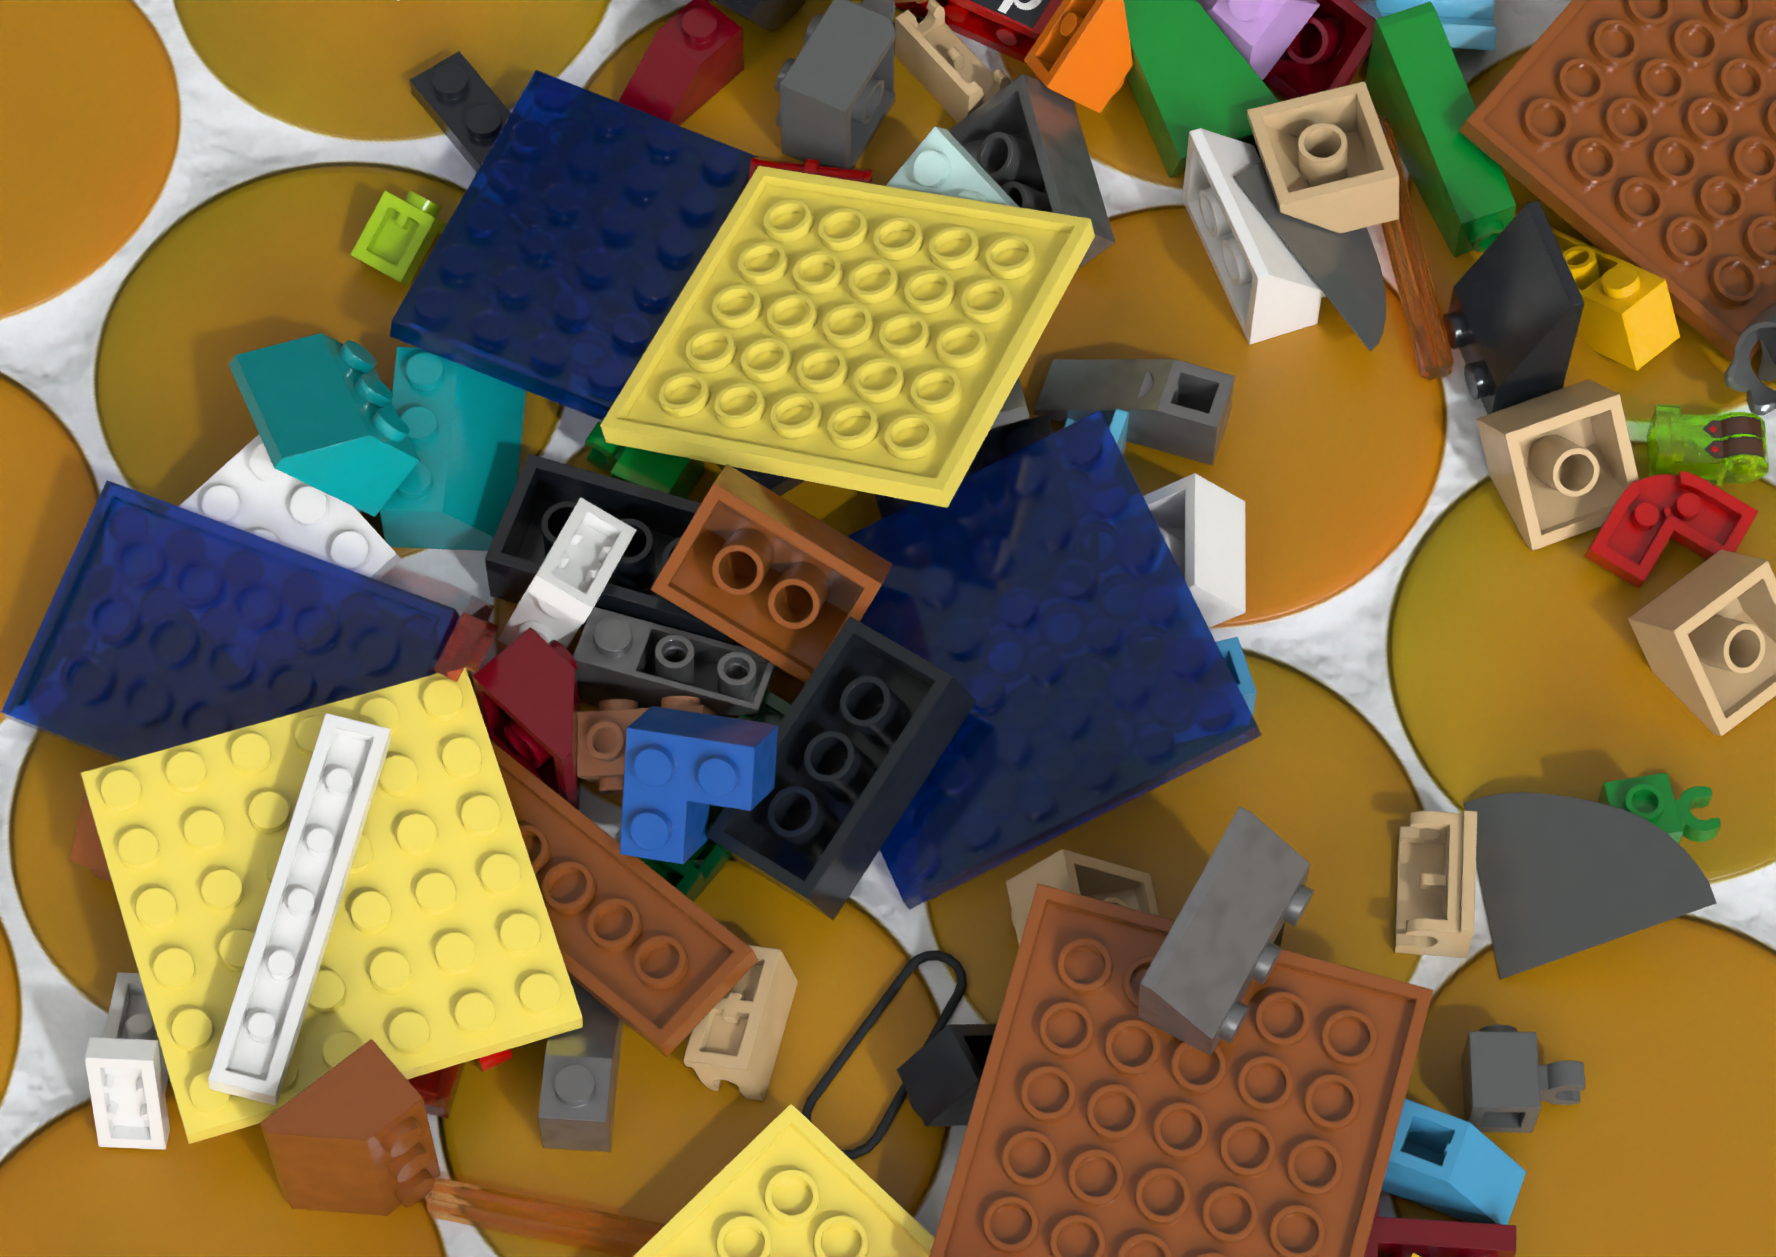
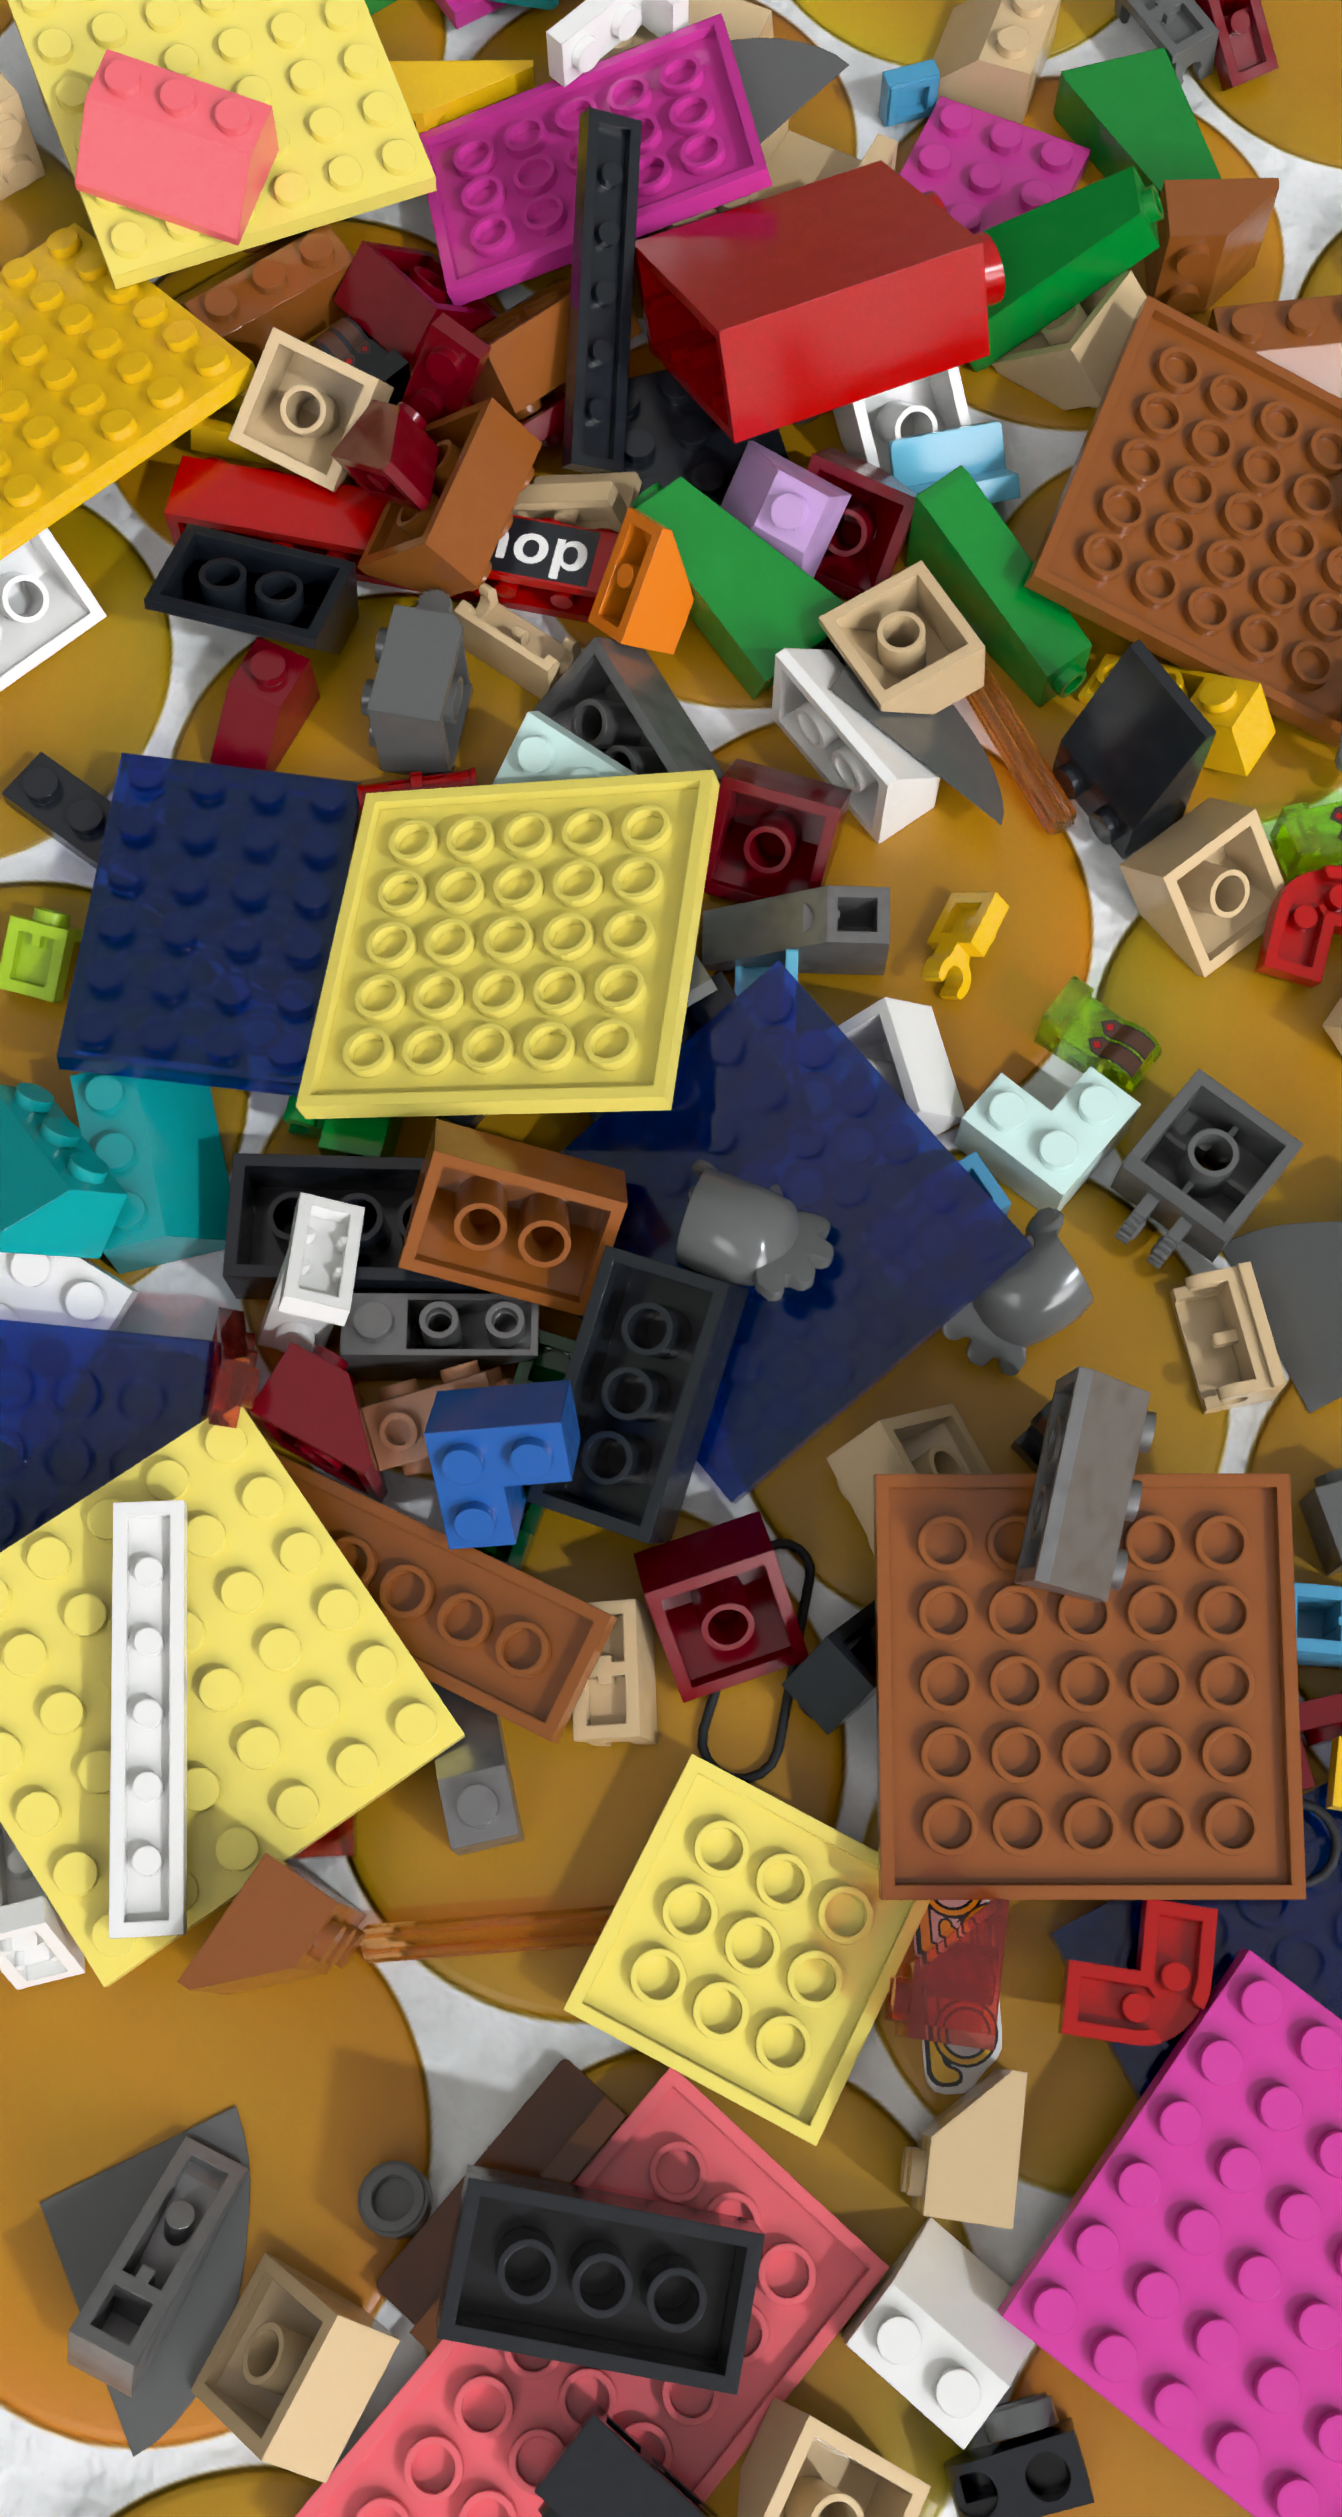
camera: 15 degrees left, 10 degrees up
(861, 987) = (721, 1606): none -> dark red slope
(989, 643) = (750, 1235): none -> dark grey piece
(1142, 301) = (772, 833): none -> dark red slope
(1255, 777) = (1026, 1302): none -> dark grey piece
(1302, 442) = (962, 932): none -> yellow plate
(1321, 665) = (1041, 1150): none -> light aqua brick
(1400, 575) = (1092, 1035): none -> clear neon green leg
(1459, 720) = (1190, 1201): none -> dark grey hinge

